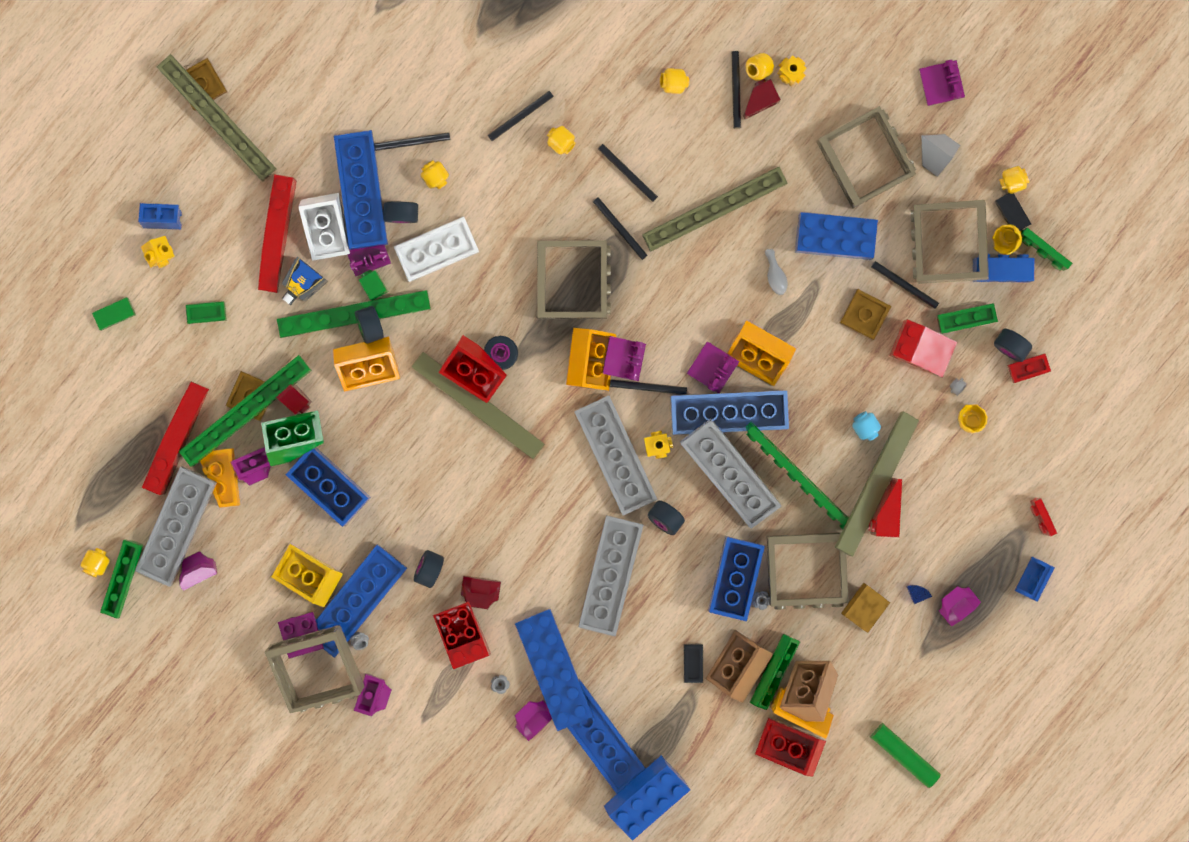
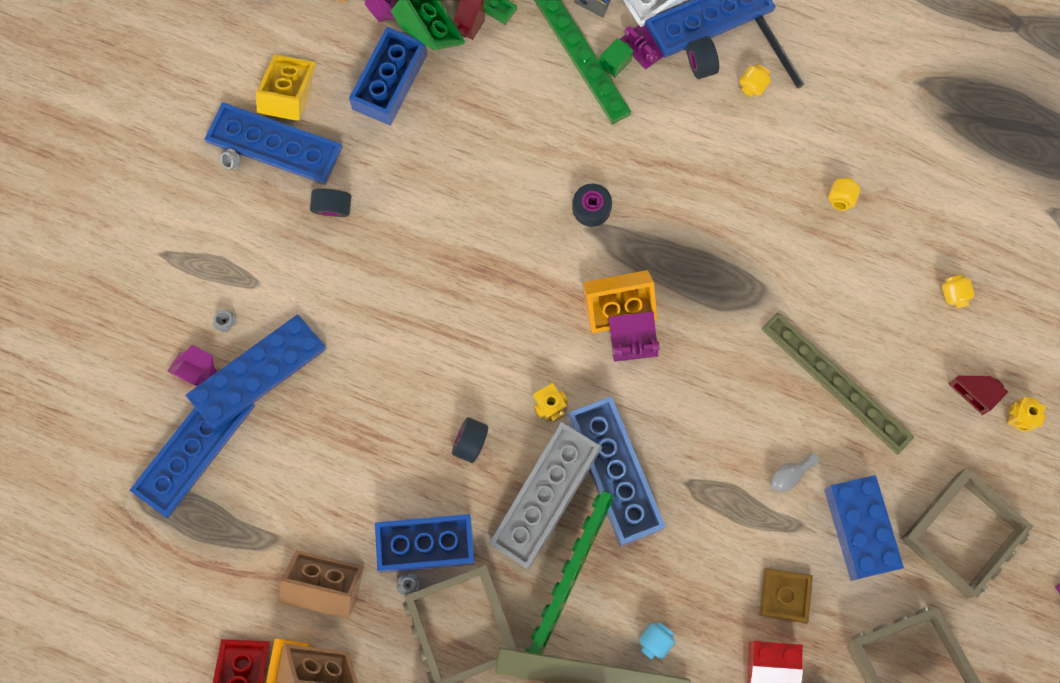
camera: 70 degrees right, 15 degrees down
(299, 626) = (219, 97): magenta hinge -> none
(318, 700) = (162, 97): dark tan window -> none
(366, 364) = (531, 75): light orange slope -> none
(369, 324) = (573, 61): black wheel -> none
(373, 696) = (173, 191): magenta slope -> none
(436, 249) = (677, 109): white tile -> none
(461, 635) = (266, 260): red slope -> none
(473, 369) = (564, 176): red slope -> none
(480, 591) = (322, 267): dark red slope -> none
(485, 411) = (526, 203): olive tile -> none
(520, 116) = (853, 149): black bar -> none
(541, 280) = (689, 221): dark tan window -> none
(610, 575) = (383, 401): light grey plate -> none
(616, 455) = (521, 363): light grey plate -> none
(620, 228) = (774, 287): black bar -> none
(627, 172) = (838, 274): black bar -> none
(646, 798) = (133, 524): blue brick -> none
(648, 387) = (611, 375): black bar -> none
(693, 663) = (310, 529): black tile -> none
(713, 367) = (659, 438): magenta hinge -> none
(736, 90) = (977, 362): black bar -> none
(759, 66) = (1015, 376): yellow head -> none
(761, 353) = (695, 485): light orange slope -> none
(774, 672) = (327, 629): green brick -> none
(905, 285) = (838, 632): black bar -> none
(937, 152) = (1008, 616): light grey slope -> none

